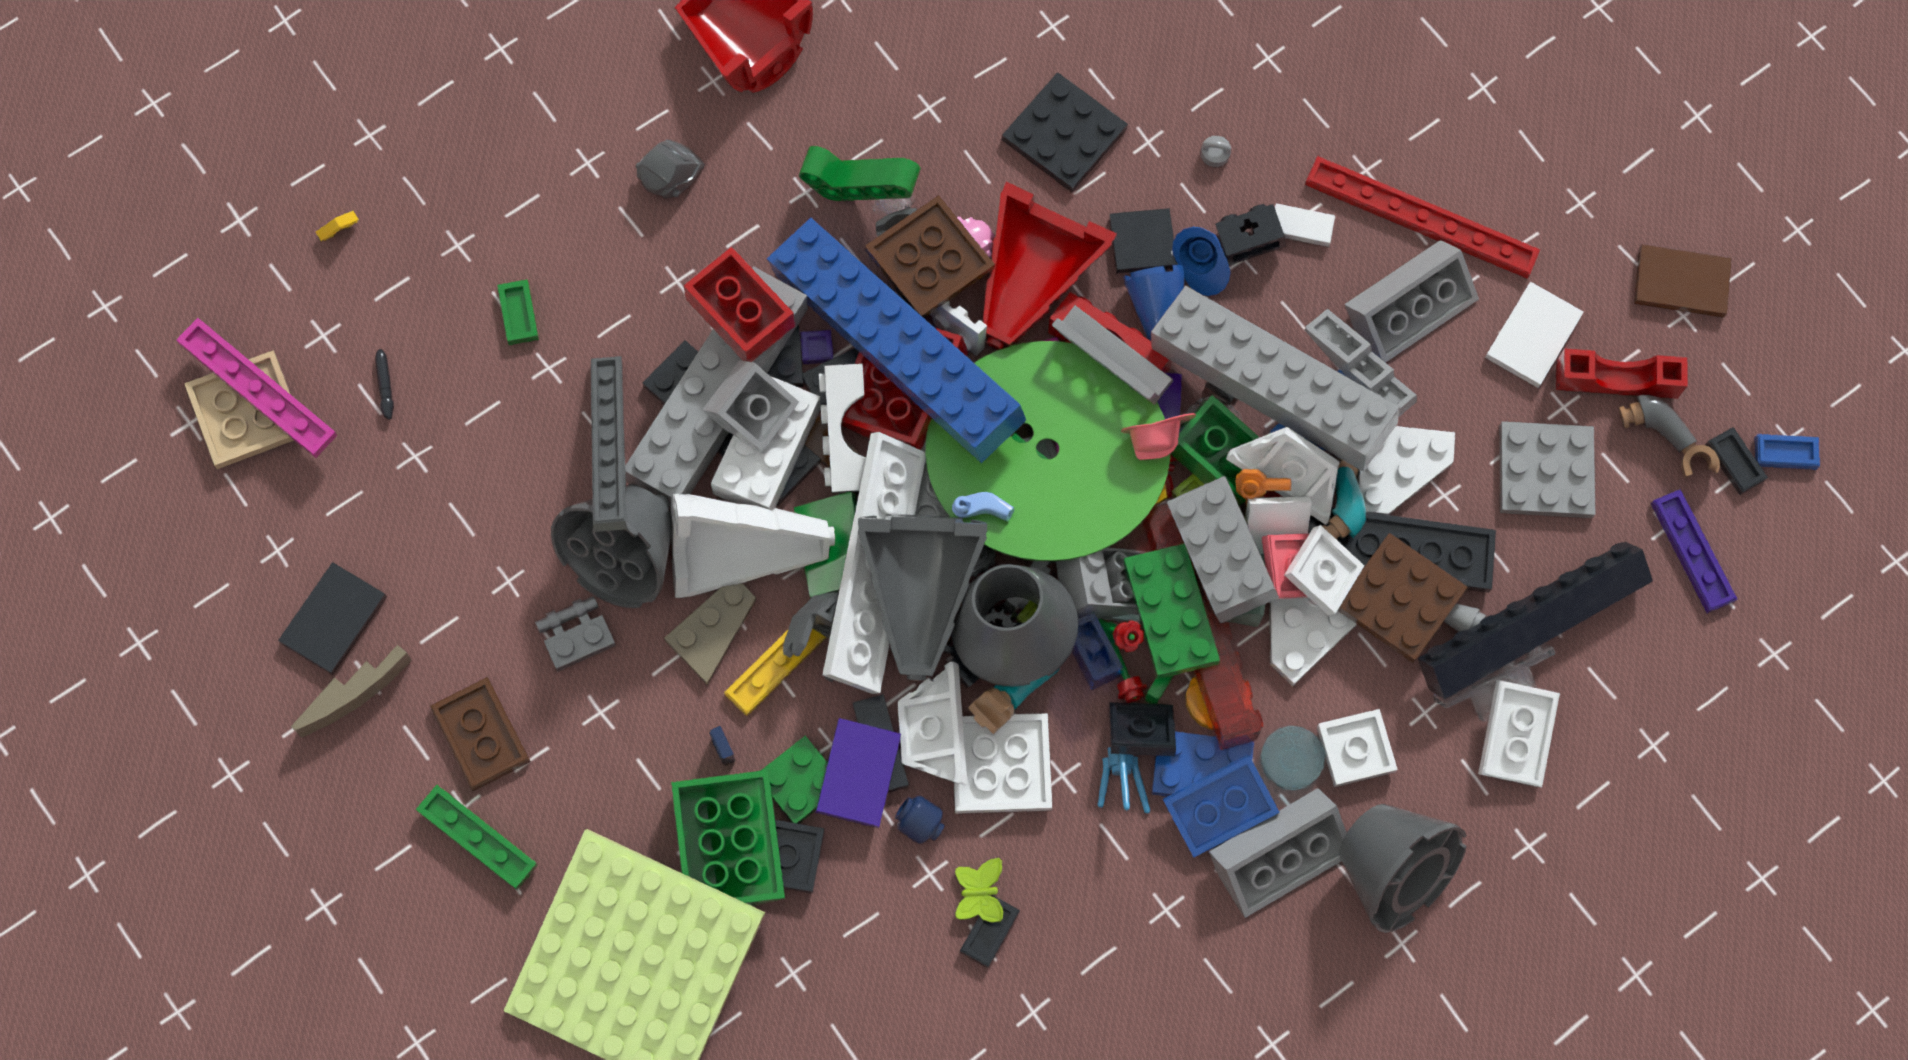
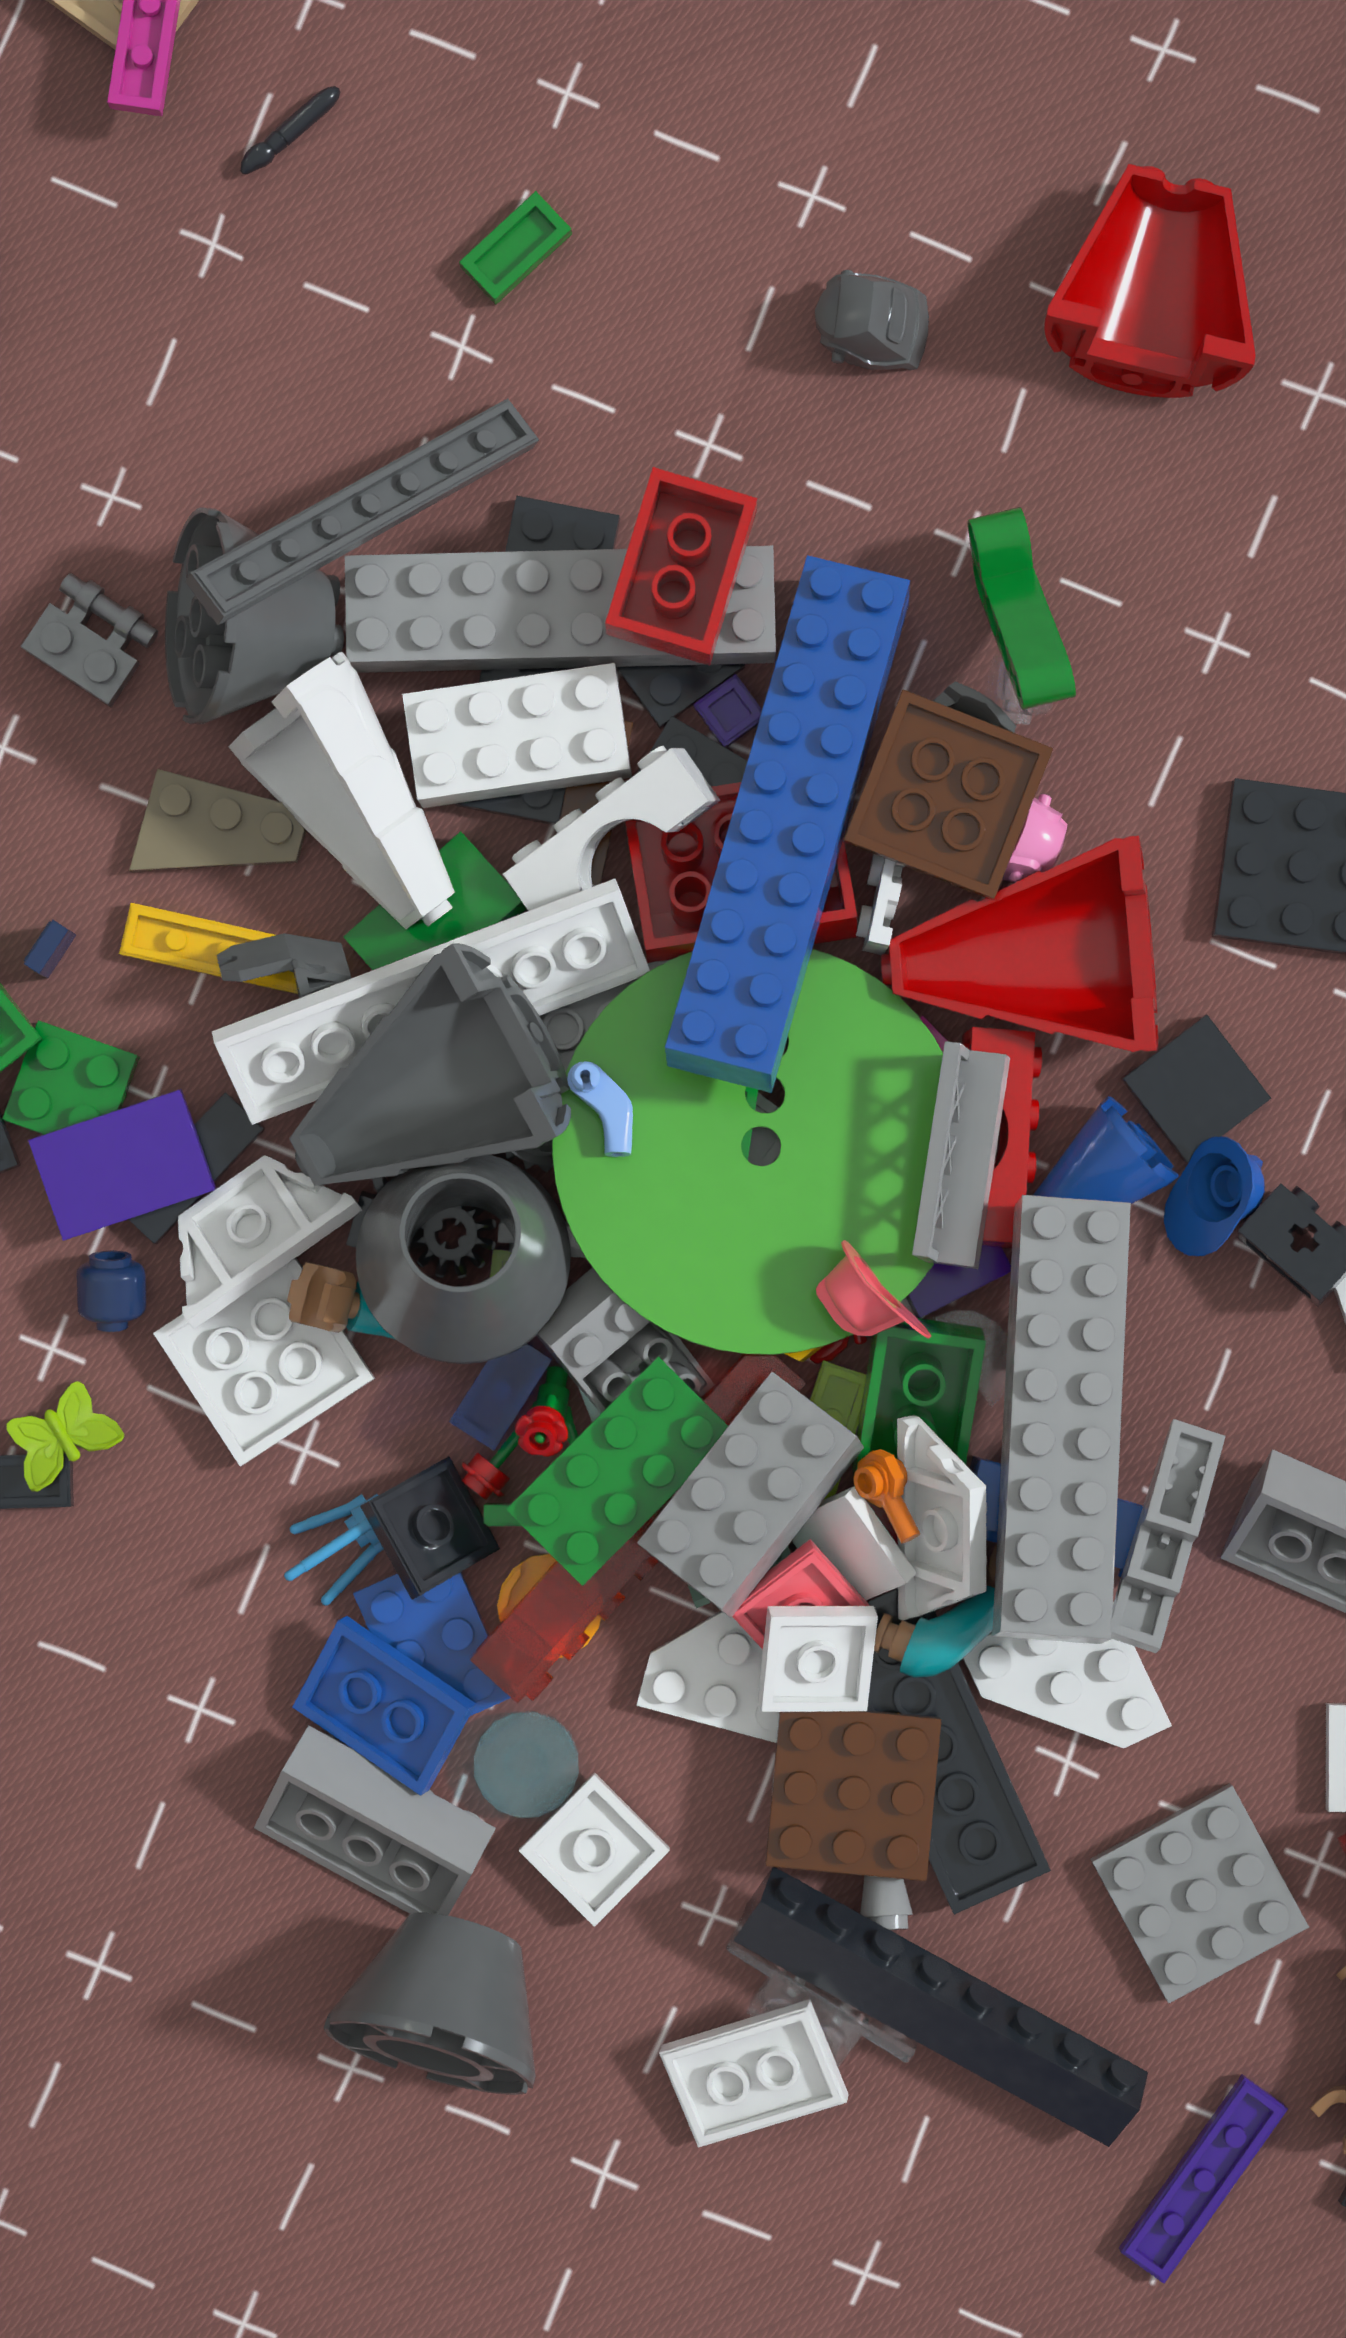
camera: 70 degrees right, 15 degrees up
(750, 405) = (542, 679): light grey slope -> none

